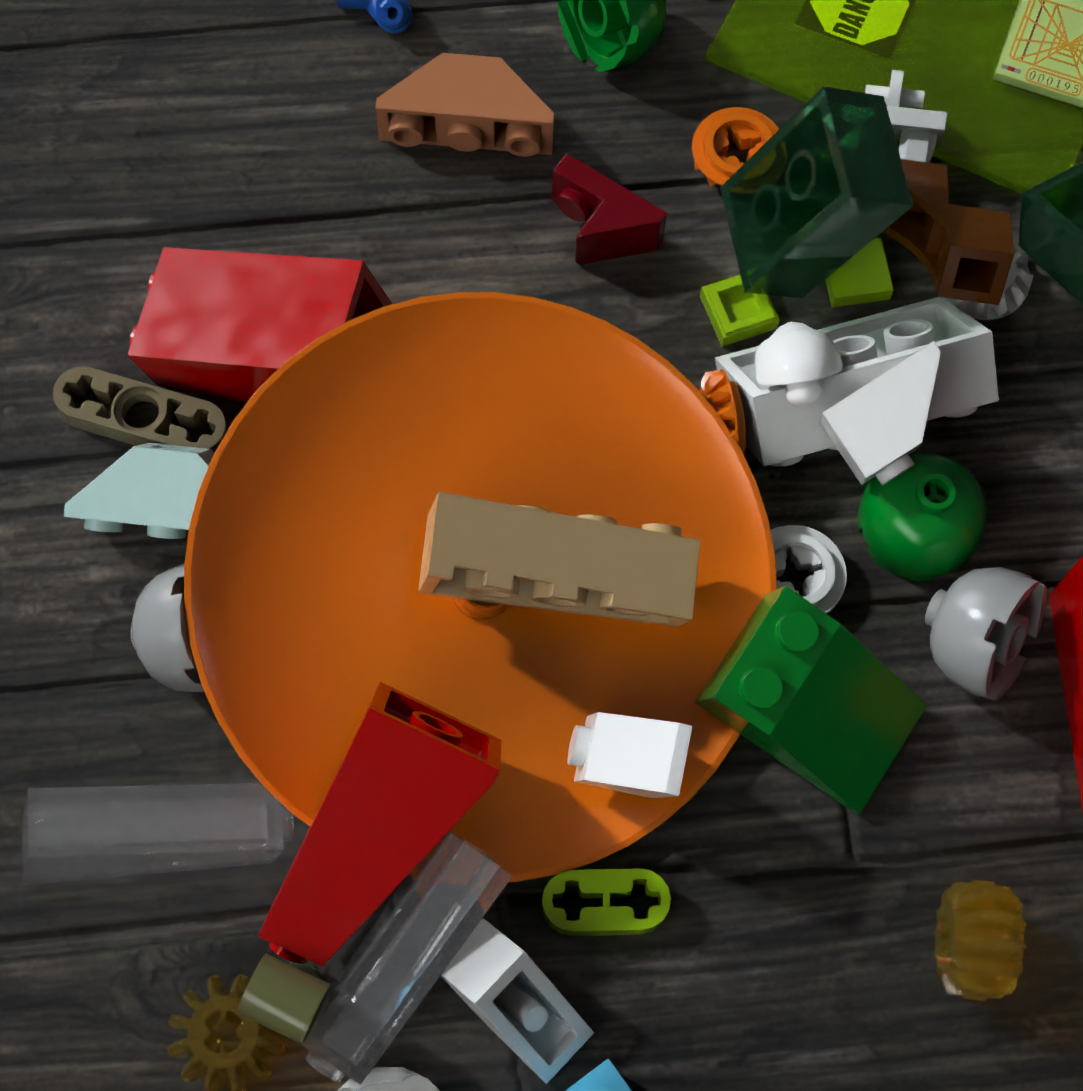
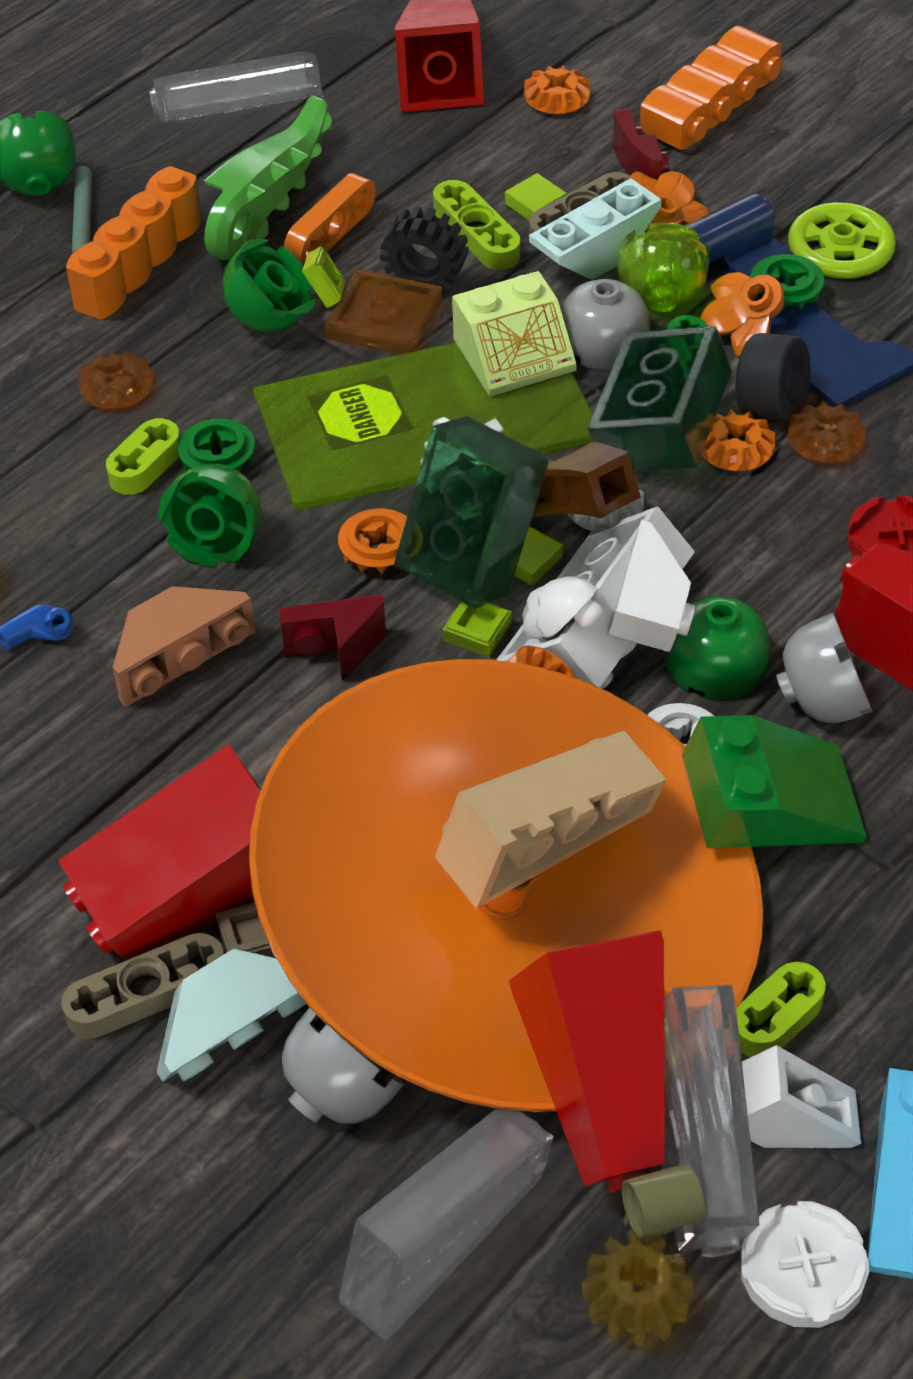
camera: 40 degrees left, 20 degrees down
(630, 754) = (714, 887): white slope -> none

